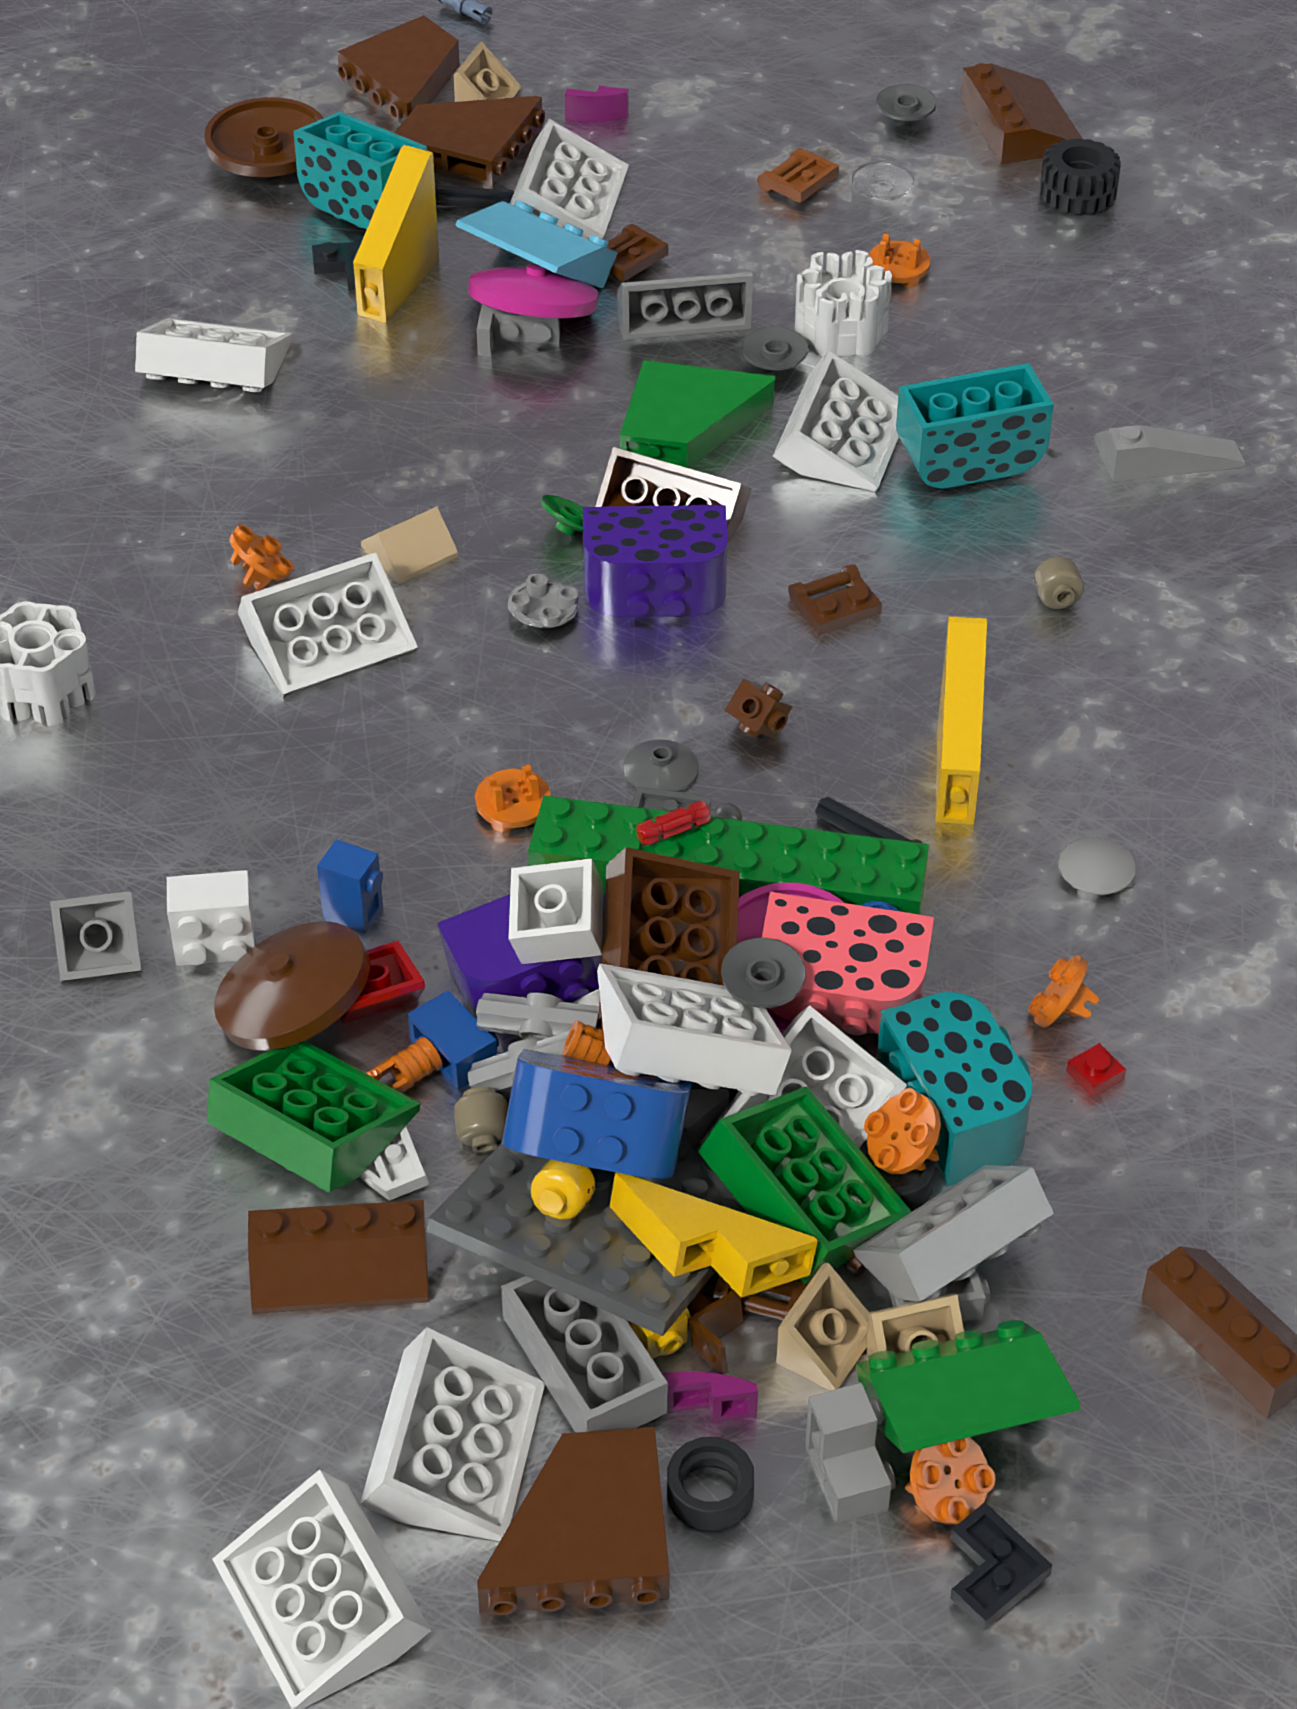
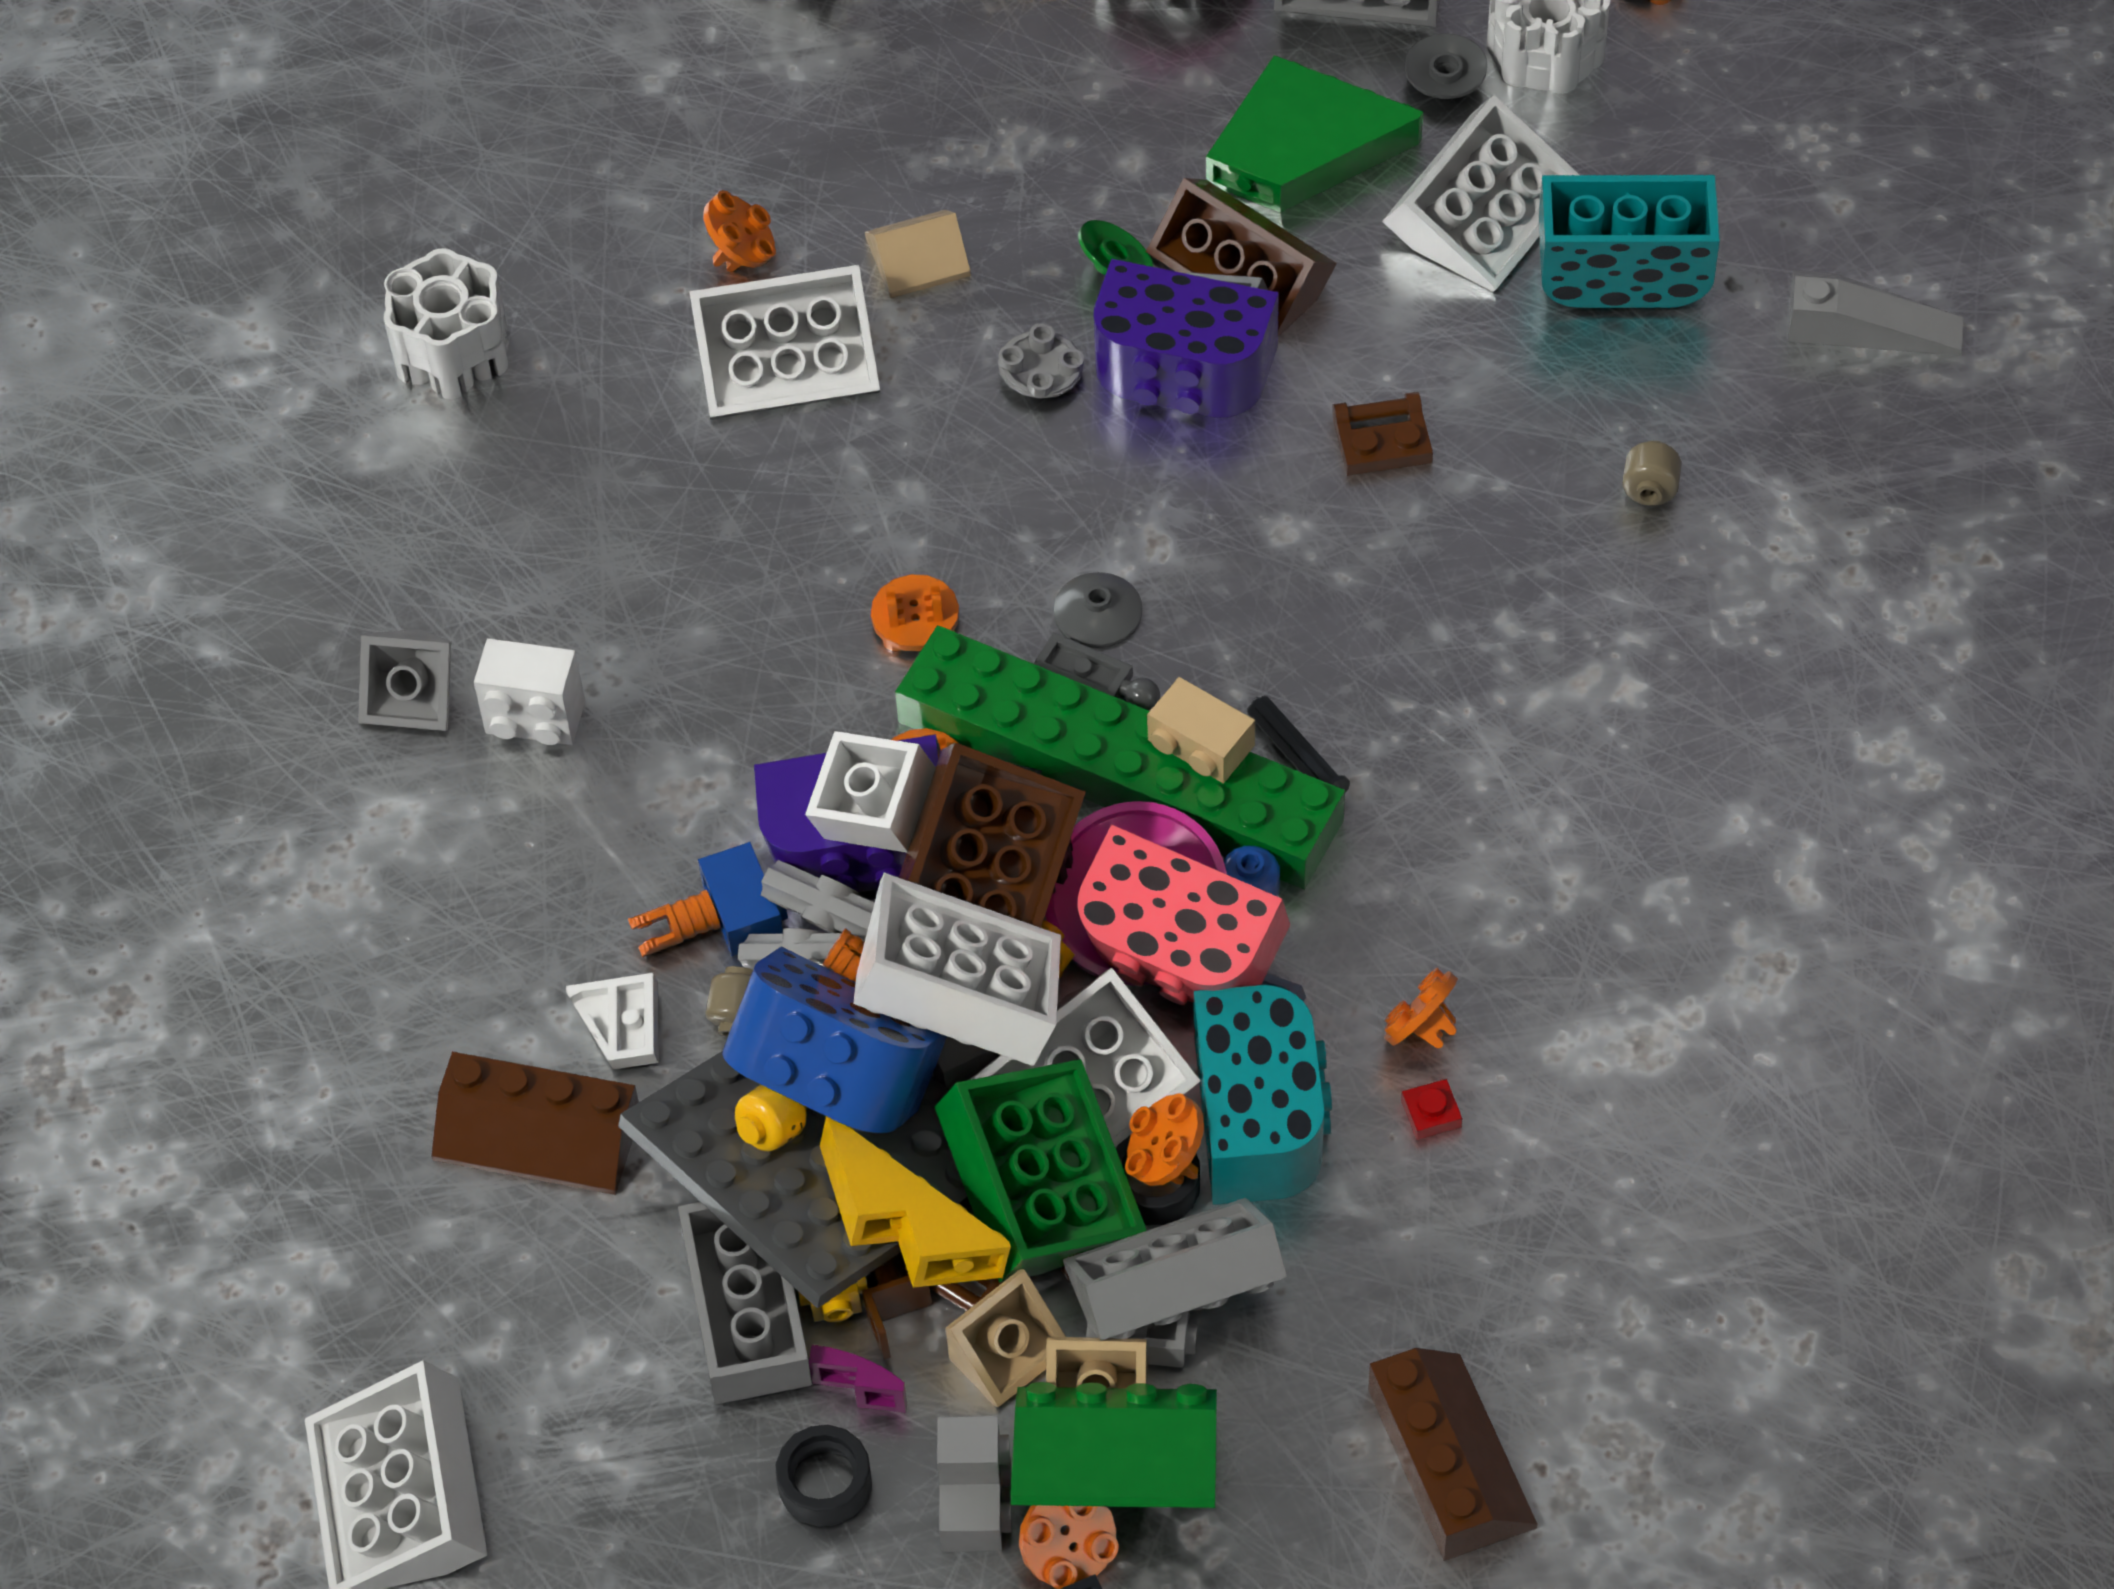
camera: 20 degrees right, 10 degrees up
(292, 985) = (588, 794): reddish brown dish -> none
(309, 1112) = (558, 948): green slope -> none
(350, 886) = (690, 688): blue brick -> none
(390, 982) = (677, 807): red slope -> none
(453, 1439) = (582, 1357): white slope -> none
(584, 1529) = (678, 1489): reddish brown slope -> none
(673, 823) = (1061, 698): red axle -> none
(759, 709) = (1229, 564): reddish brown brick -> none
(763, 960) = (1065, 902): dark grey dish -> none
(800, 819) = (1200, 730): none -> tan brick
(960, 721) = (1437, 646): yellow slope -> none
(1097, 867) = (1541, 857): light grey dish -> none

